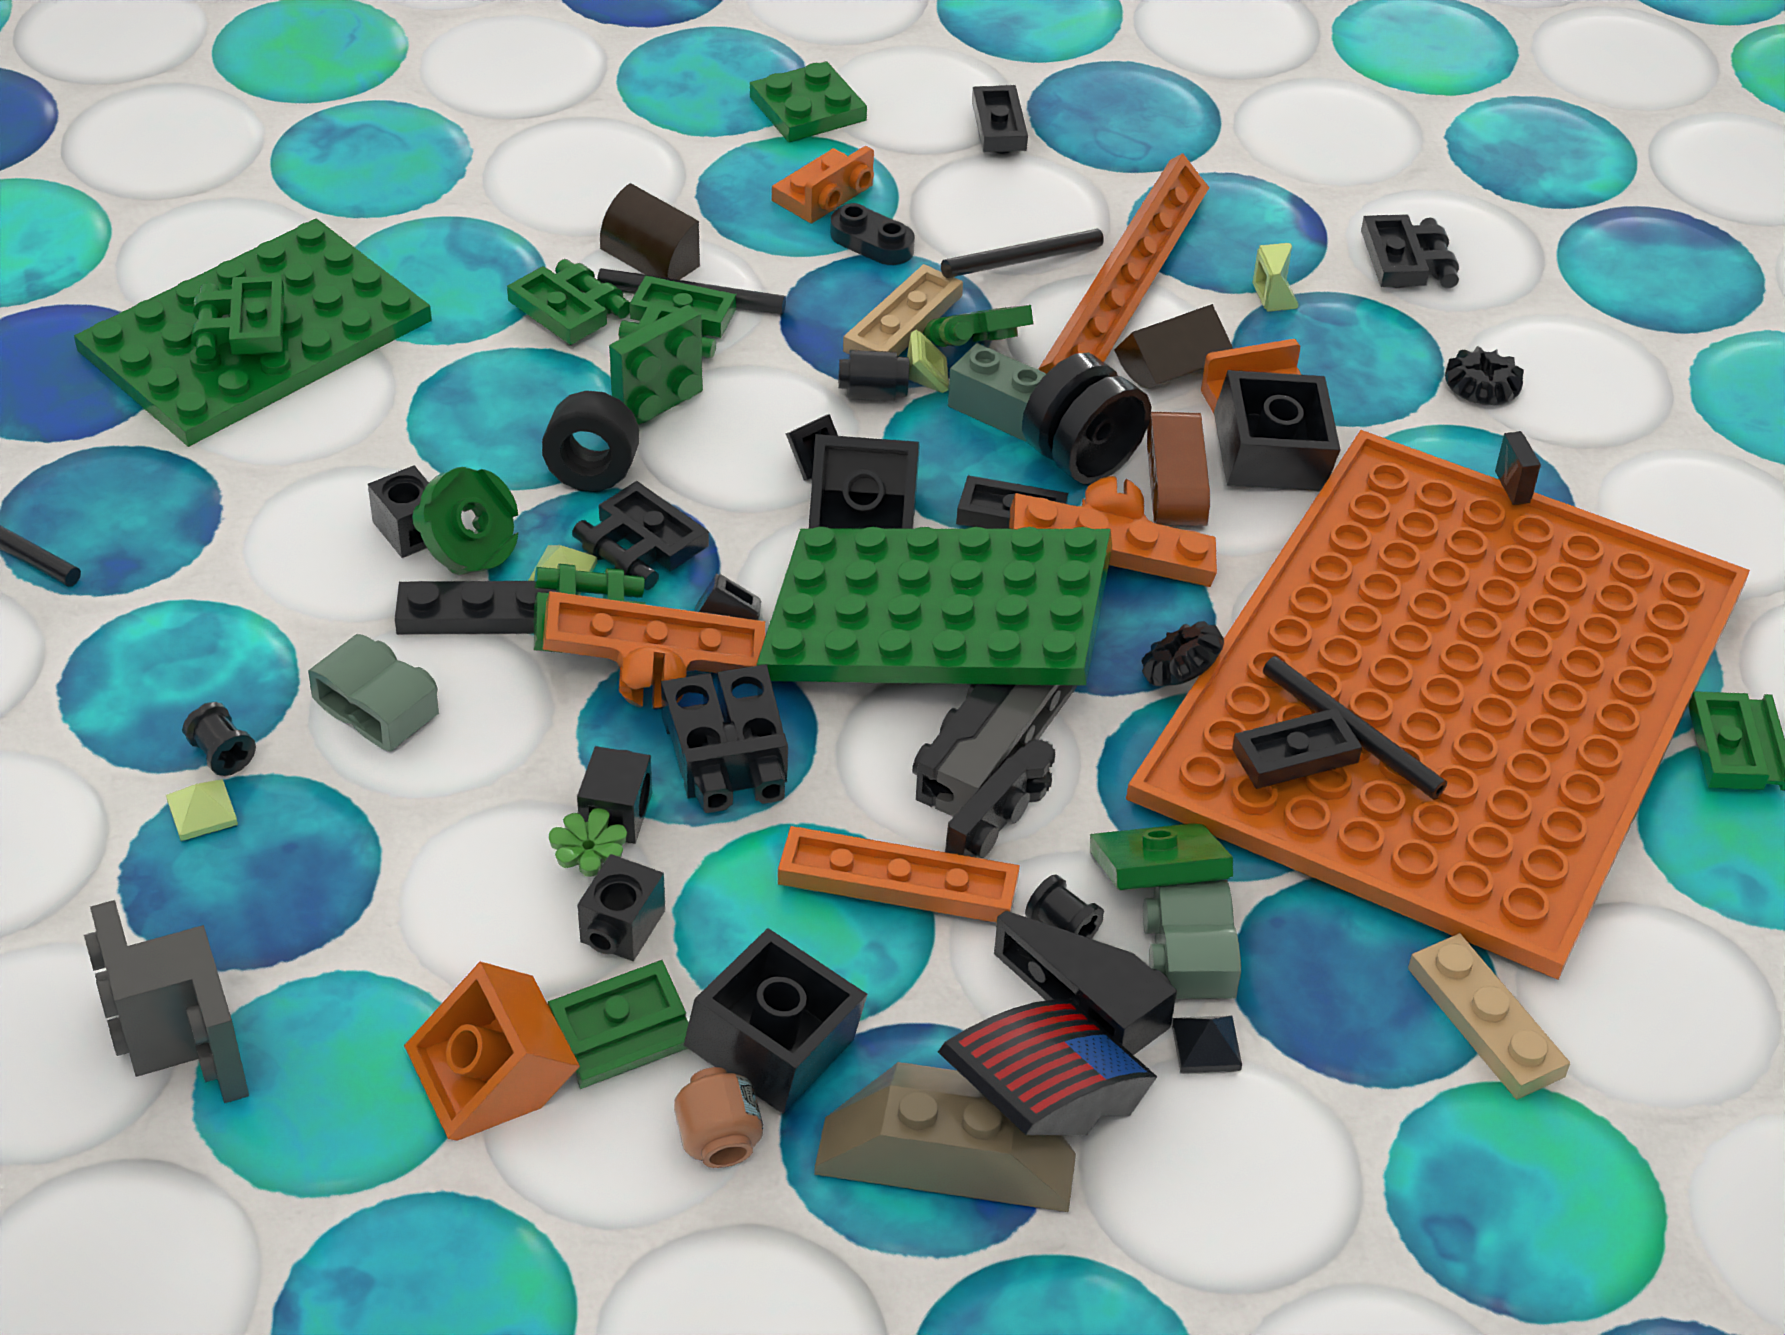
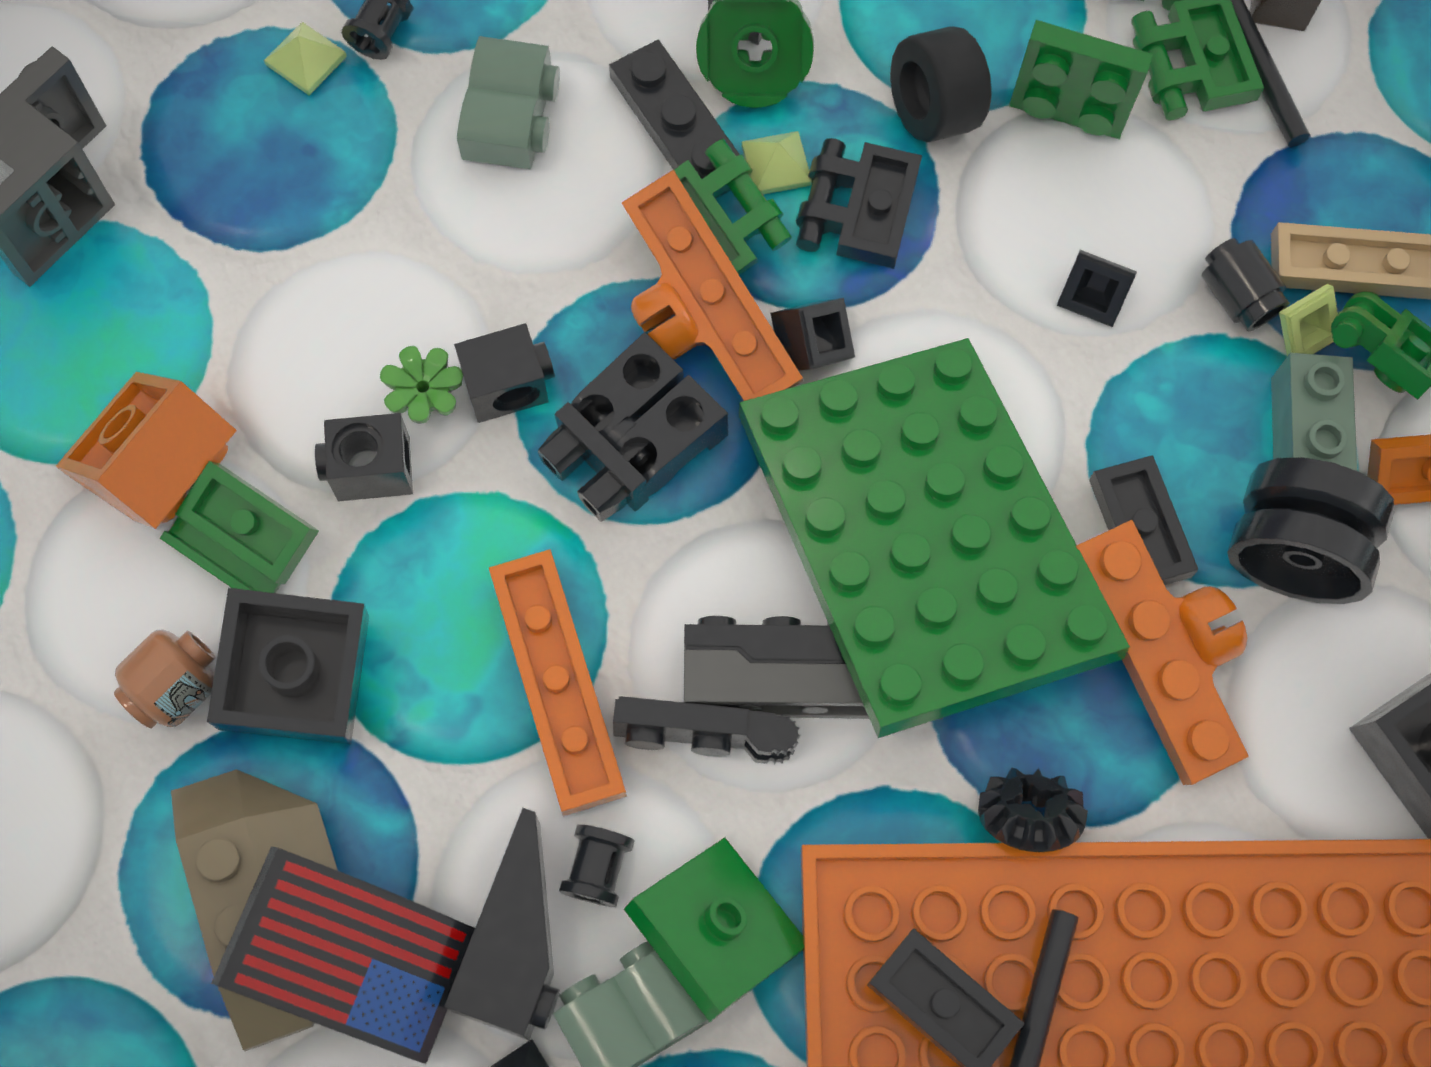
camera: 60 degrees right, 25 degrees up
(863, 483) = (1064, 365): black slope -> none
(1178, 469) = (1328, 663): dark orange beam -> none

